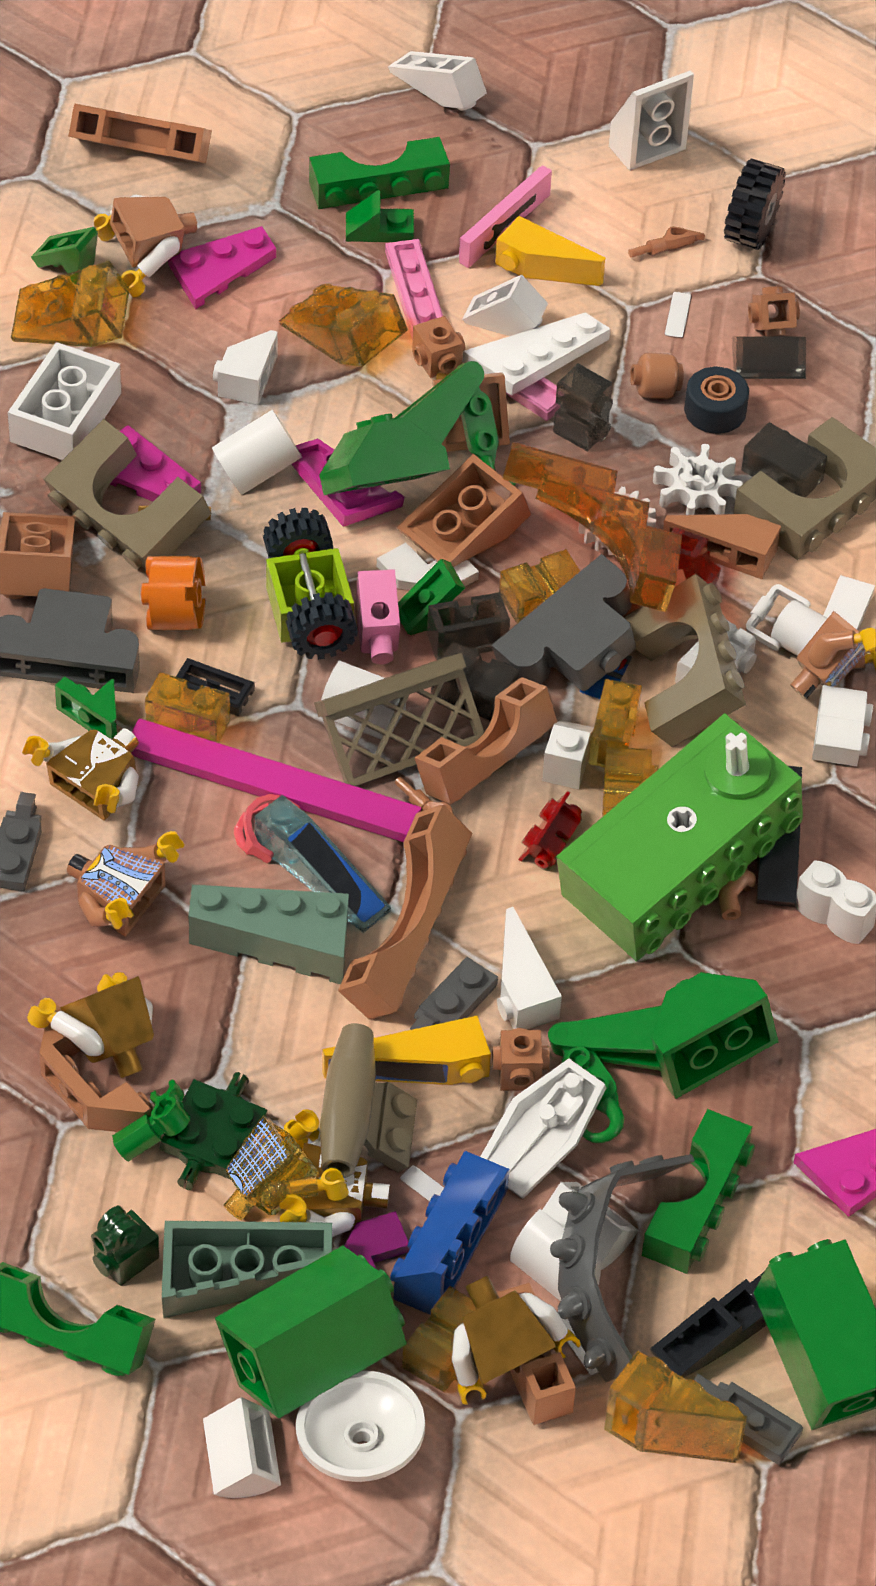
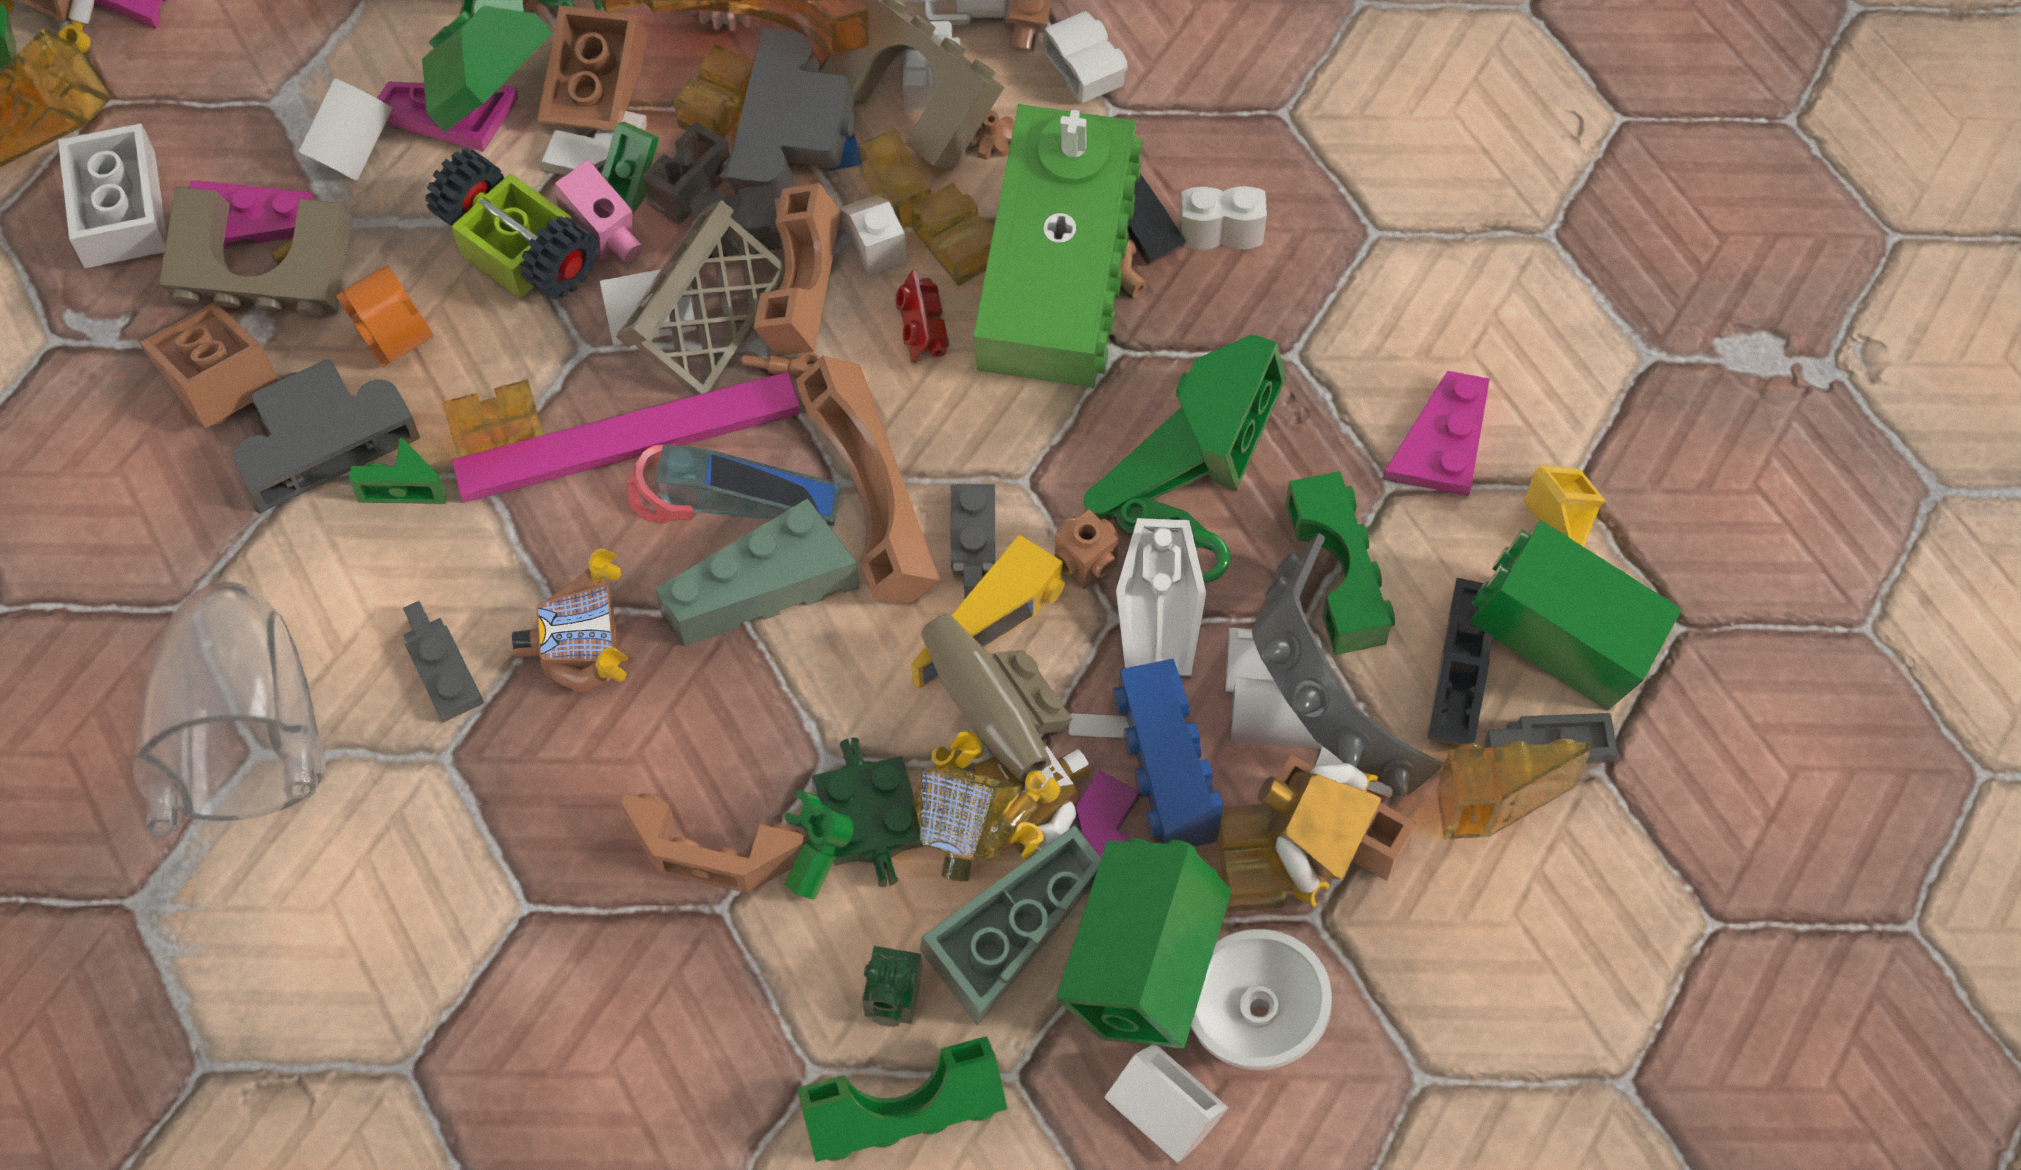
camera: 35 degrees left, 10 degrees up
(90, 768) = (453, 539): torso -> none
(103, 1022) = (688, 780): pearl gold torso -> none
(214, 678) = (490, 373): black tile -> none
(247, 368) = (260, 56): white slope -> none
(527, 988) = (1024, 474): white slope -> none

